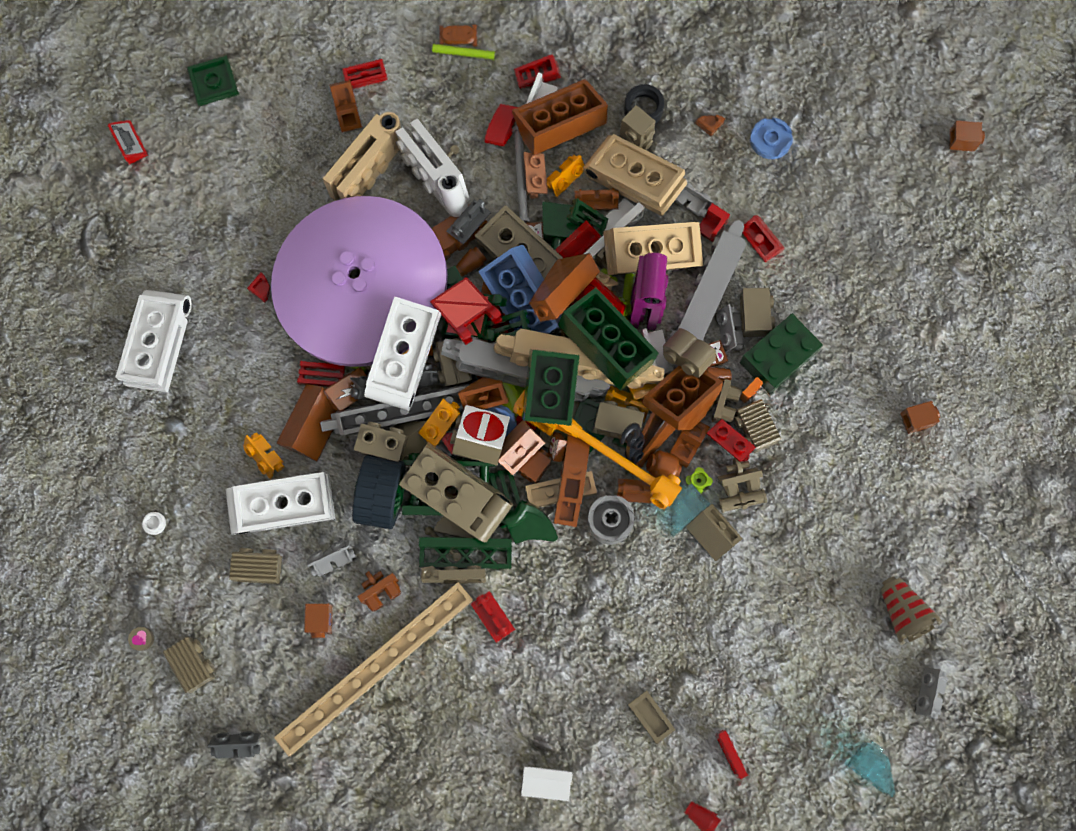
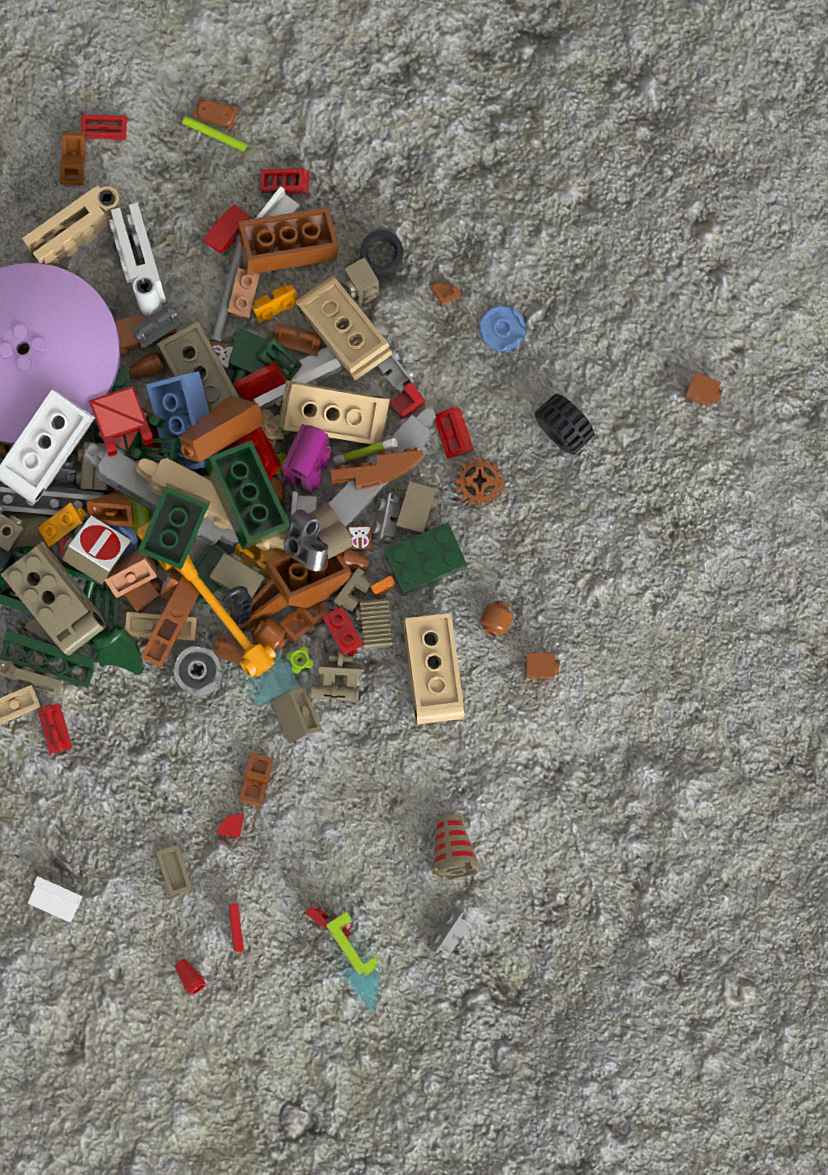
camera: 15 degrees right, 5 degrees up
(671, 357) = (302, 541): none -> flat silver piece
(691, 656) = (231, 826): none -> red tile
(694, 274) = (365, 451): none -> lime bar
(698, 605) = (256, 779): none -> dark orange slope
(720, 281) = (388, 467): none -> dark orange slope
(798, 280) = (469, 482): none -> dark orange gear
(822, 721) = (320, 917): none -> red slope
(835, 725) = (335, 928): none -> lime panel
(836, 468) = (434, 691): none -> tan hinge
(862, 196) = (564, 424): none -> black tyre
(864, 387) = (496, 618): none -> dark orange head

